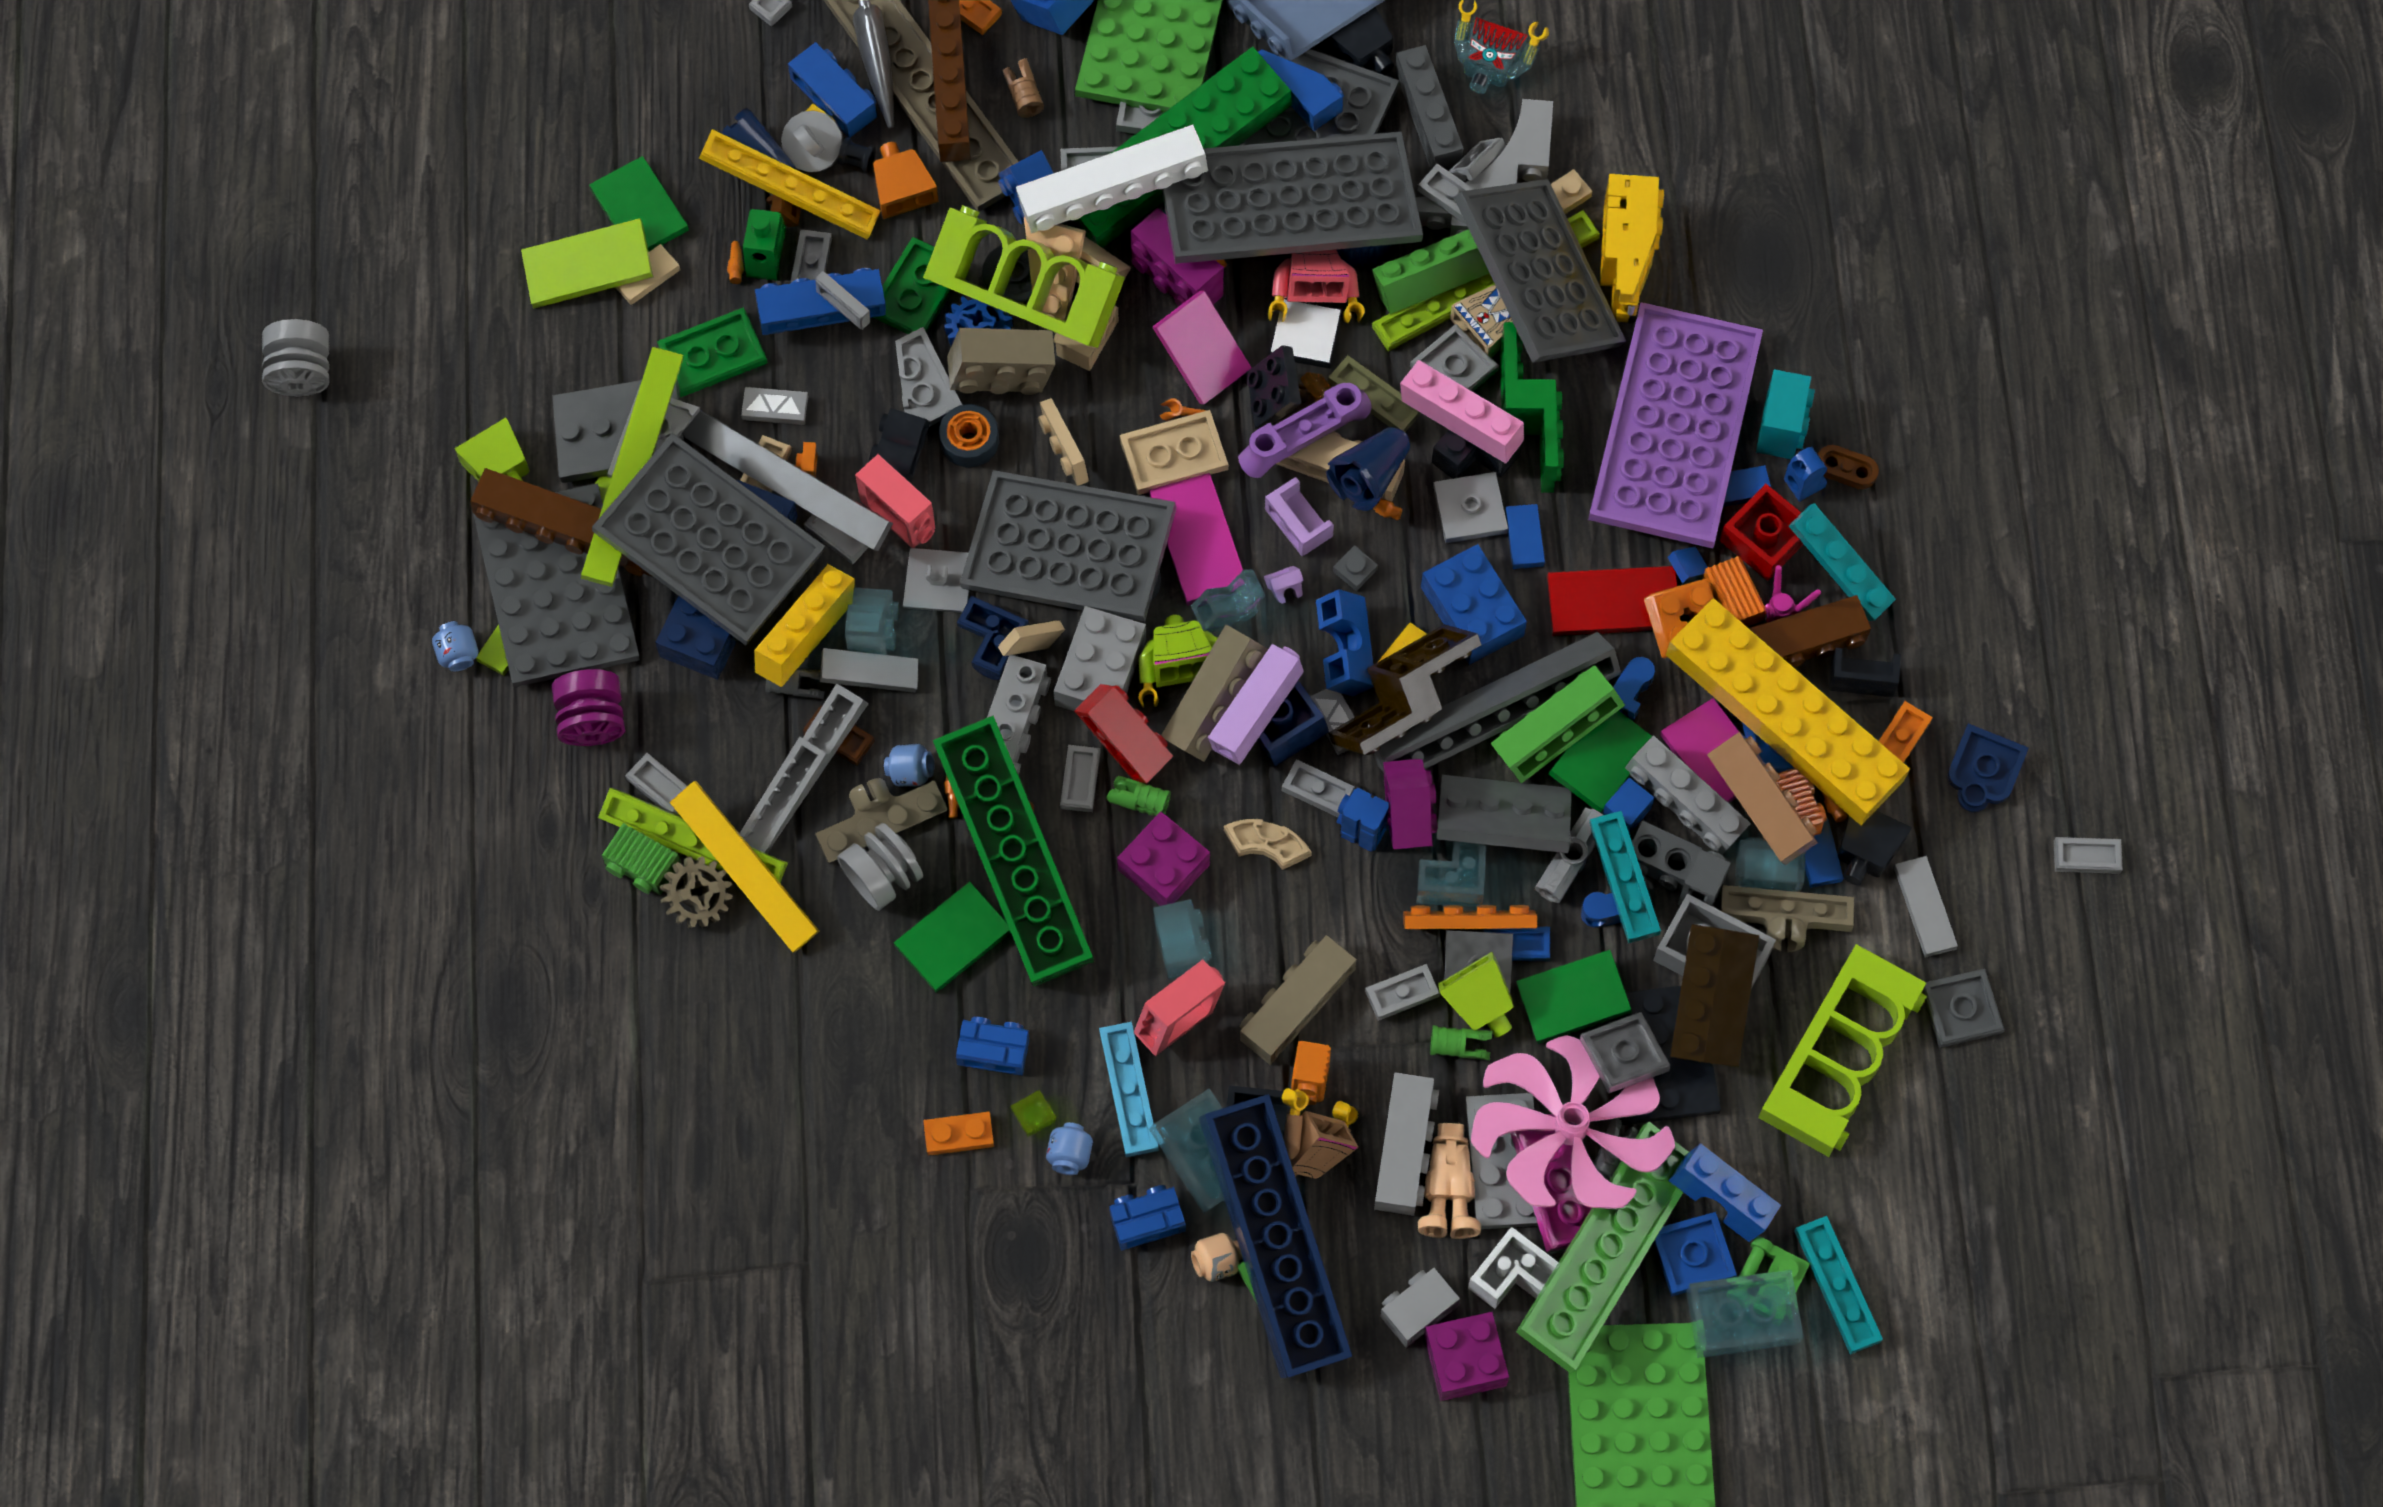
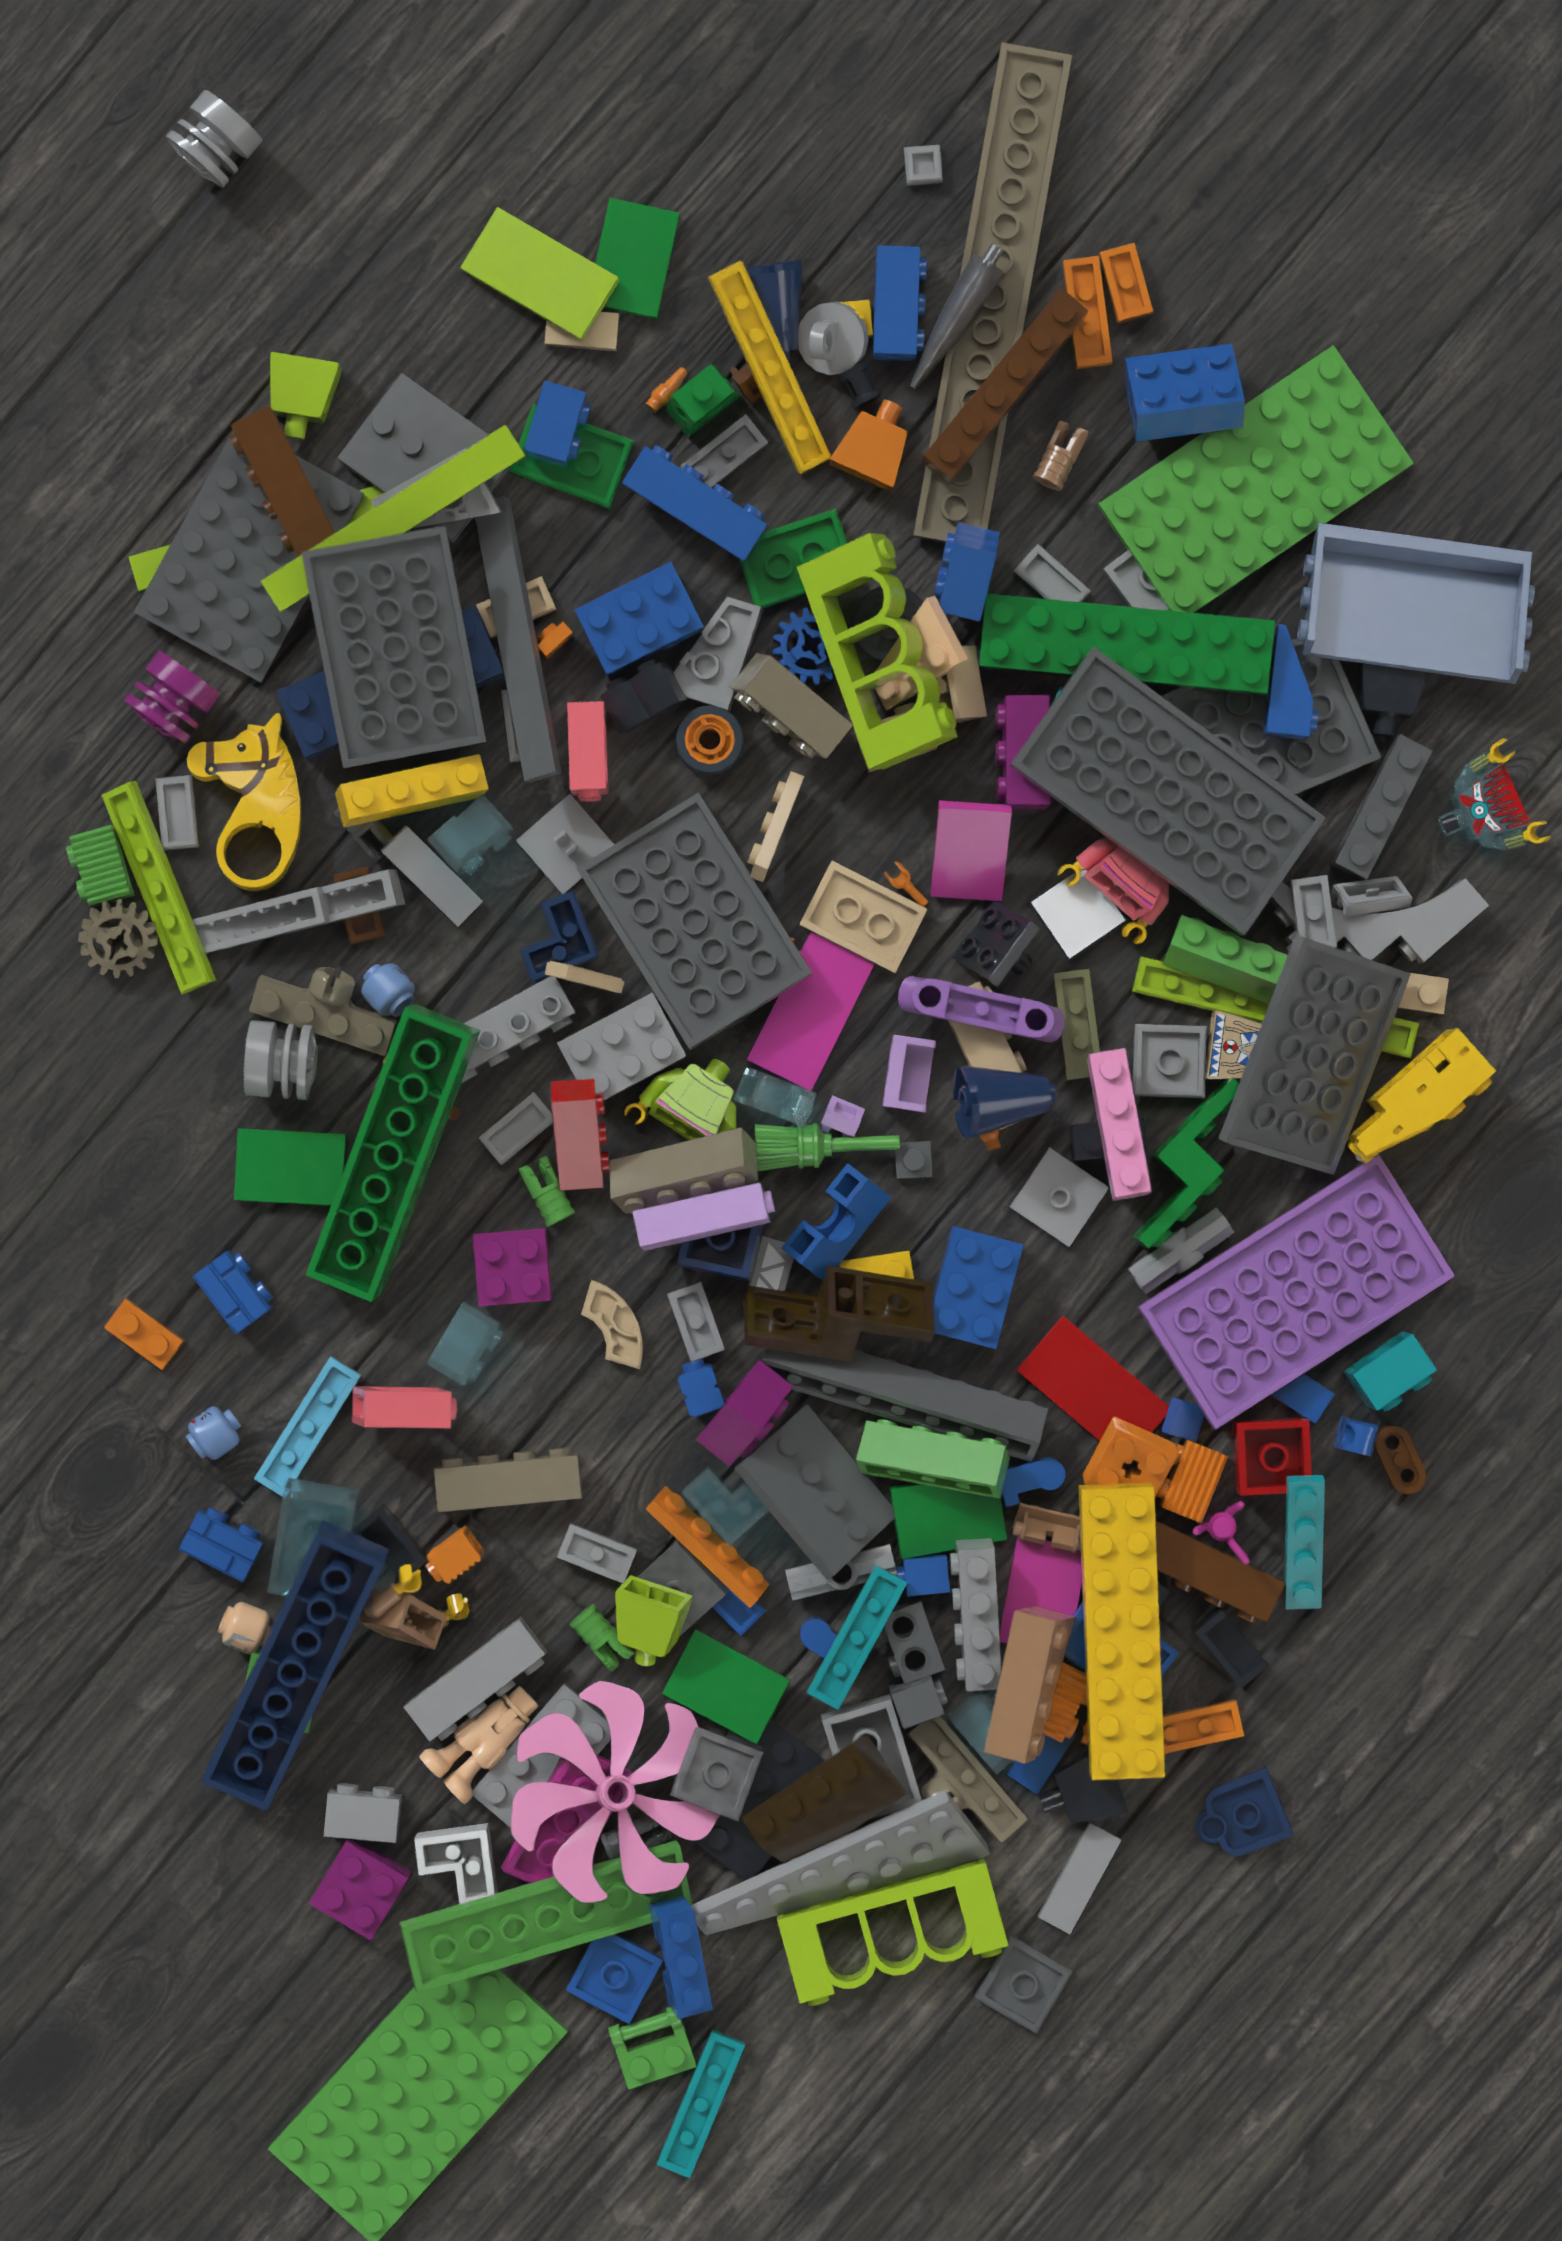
camera: 45 degrees right, 20 degrees up
(455, 646) = (117, 533): medium blue head -> none
(684, 333) = (557, 424): none -> blue brick
(701, 711) = (265, 775): none -> yellow animal
(744, 866) = (174, 953): yellow tile -> none
(774, 406) = (577, 557): light grey tile -> none
(842, 300) = (704, 529): light grey tile -> none
(852, 403) = (639, 620): none -> blue brick
(1033, 1113) = (215, 1375): clear neon green plate -> none
(1112, 179) = (1026, 641): white brick -> none
(1280, 613) = (808, 1145): none -> bright green piece
(1315, 384) = (1037, 975): clear orange tile -> none
(1525, 536) = (1077, 1264): blue tile -> none
(1579, 467) = (1181, 1250): none -> light grey piece
(1674, 704) = (1036, 1523): none -> medium nougat hinge
(1744, 1313) = (596, 2066): clear light blue brick -> none
(1787, 995) = (890, 1850): none -> light grey wing
(2088, 855) = (1251, 1960): light grey tile -> none

